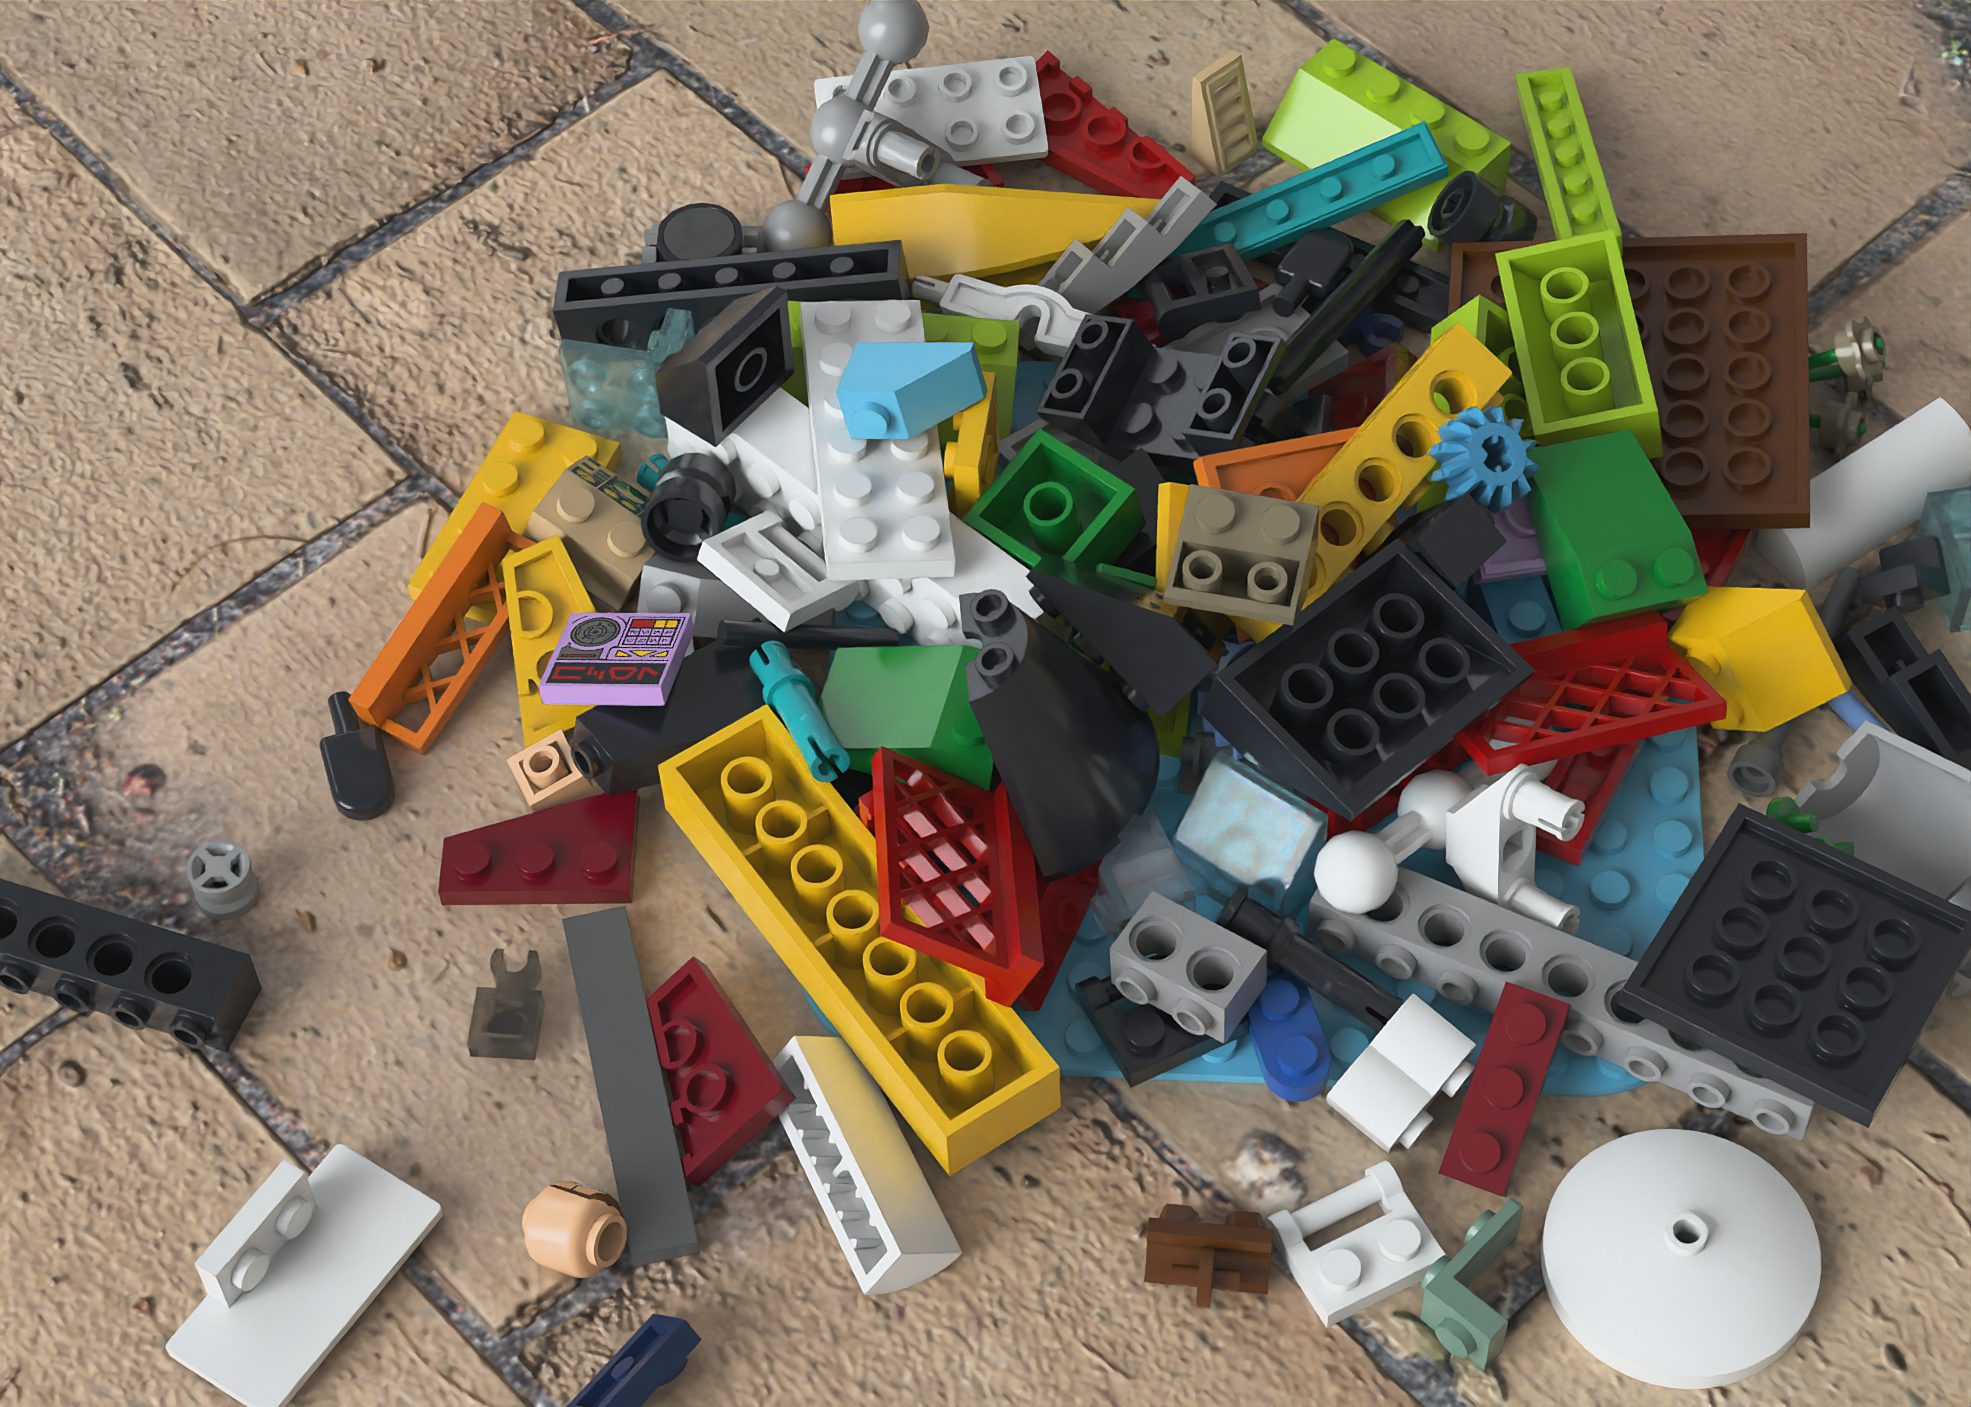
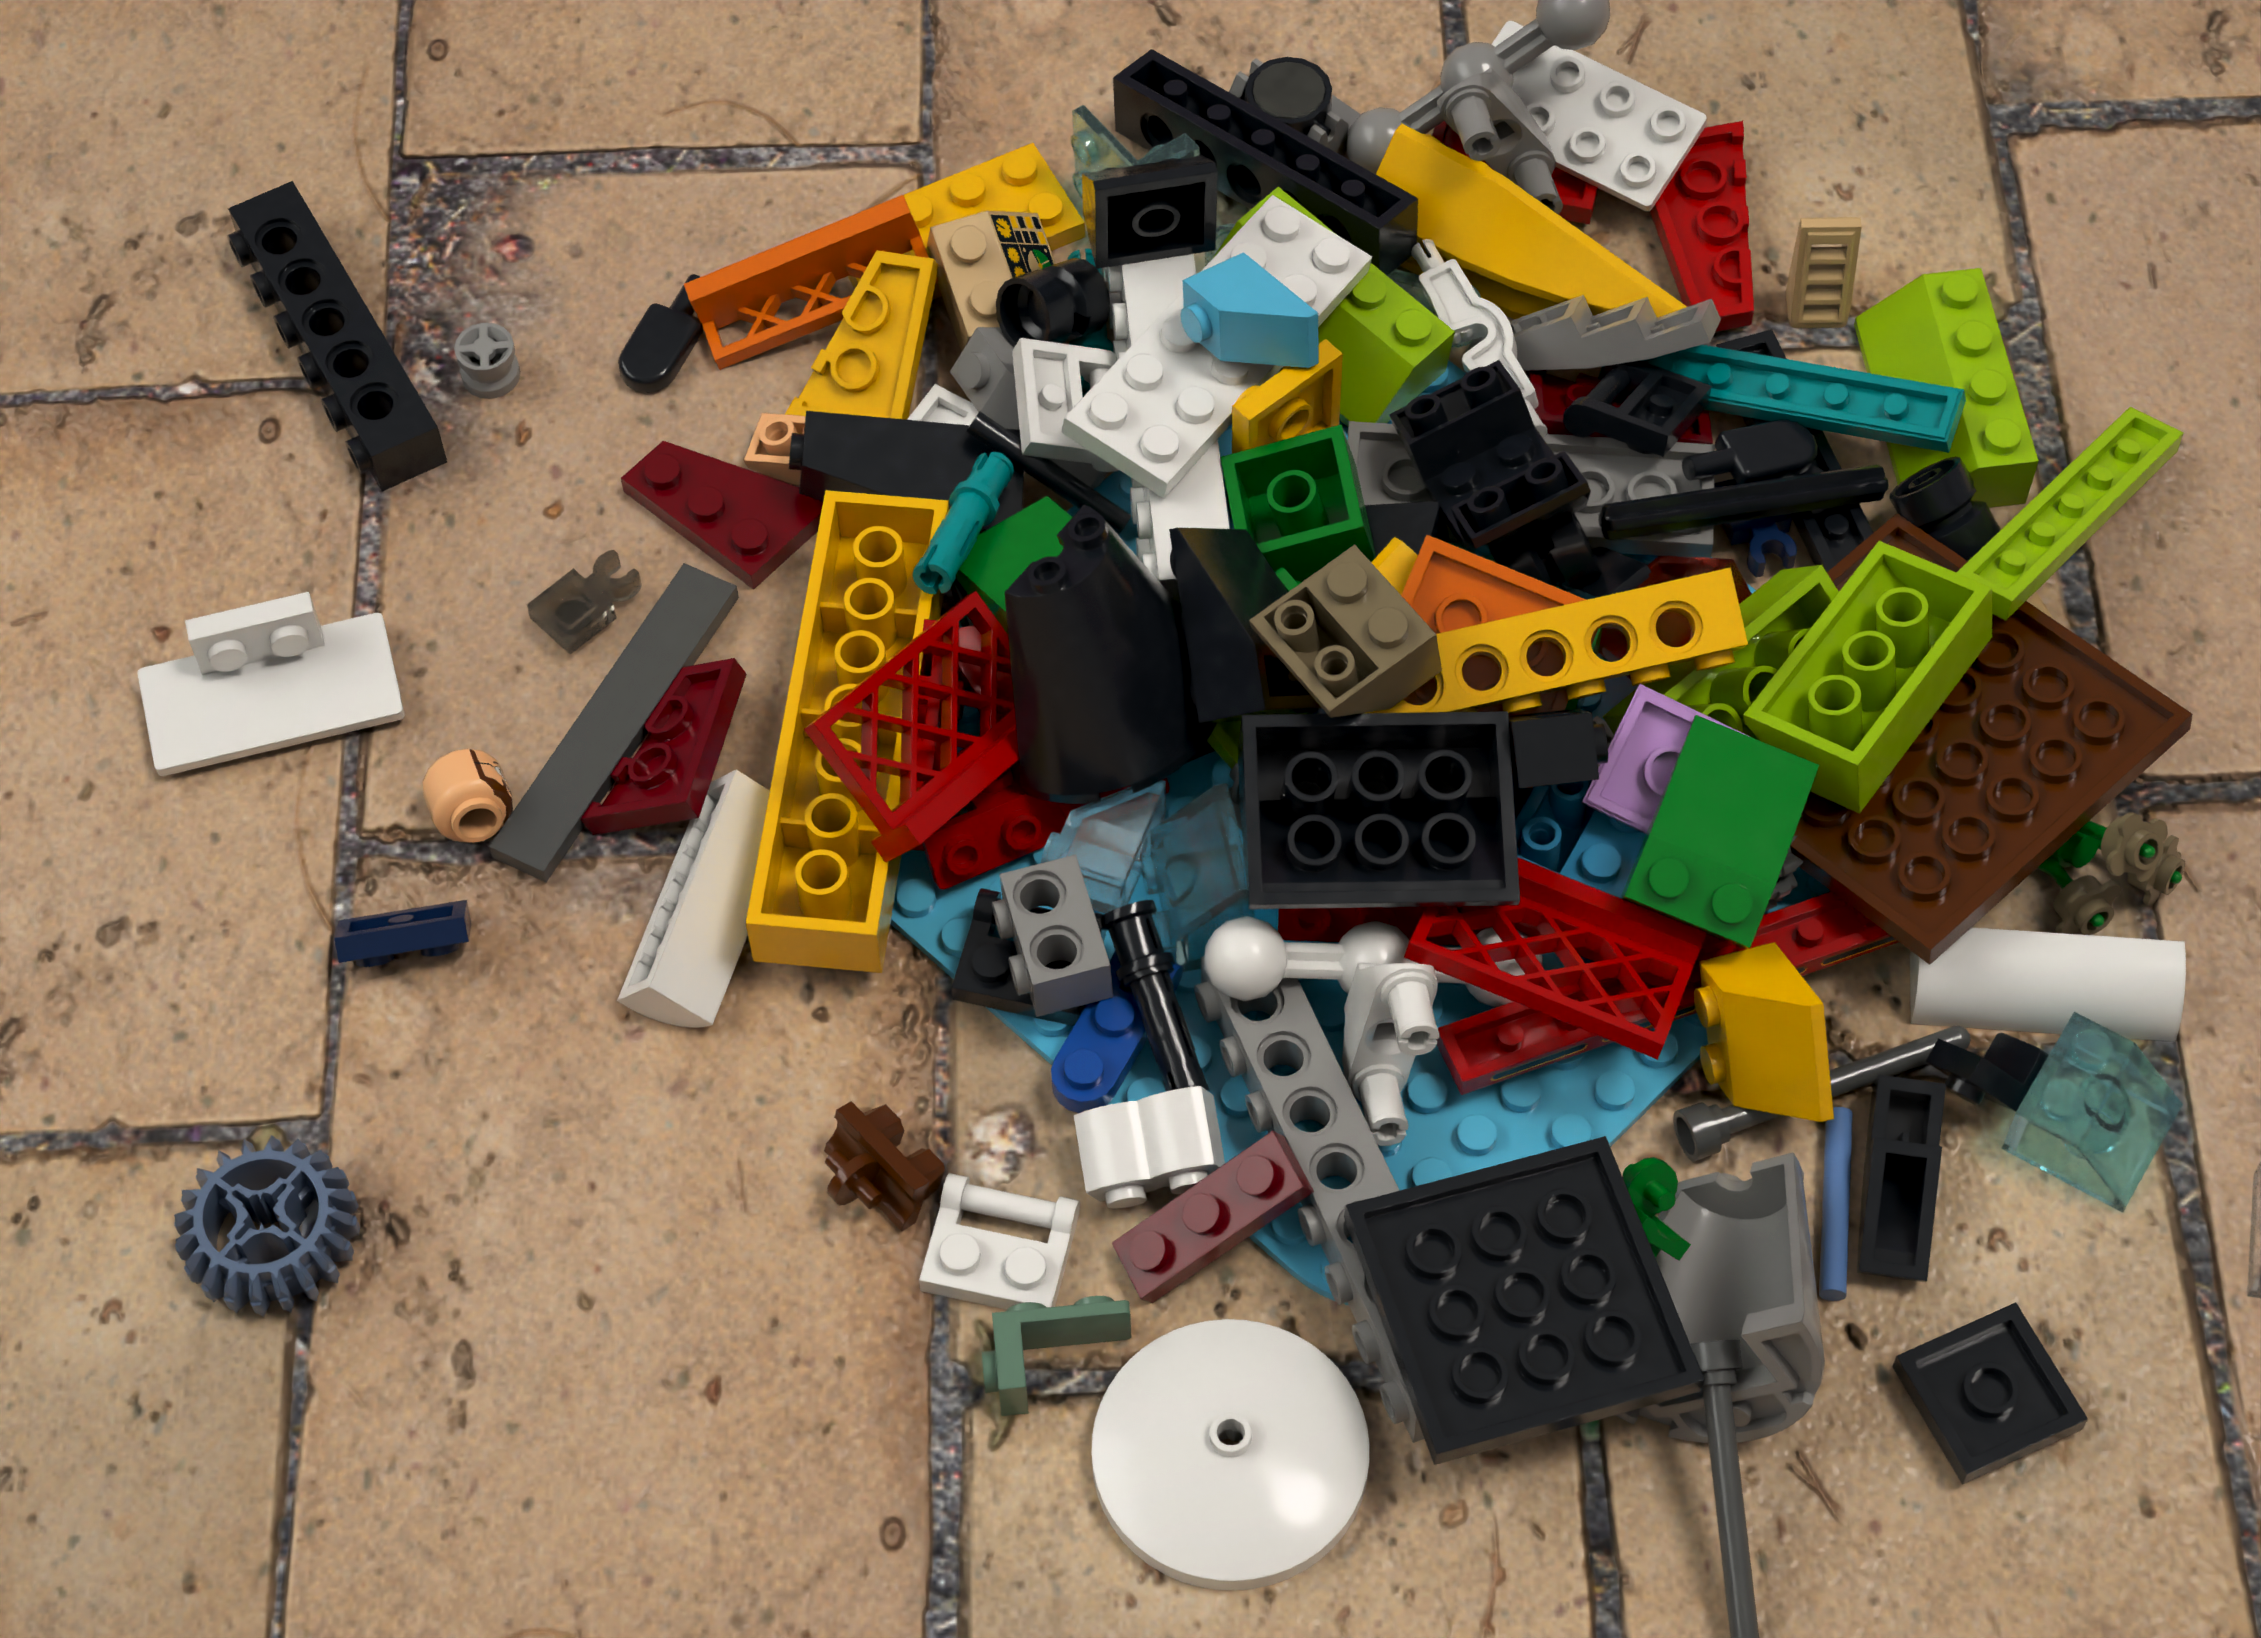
camera: 40 degrees right, 5 degrees up
(617, 659) = (882, 387): tile -> none
(1484, 458) = (1665, 711): dark azure gear -> none

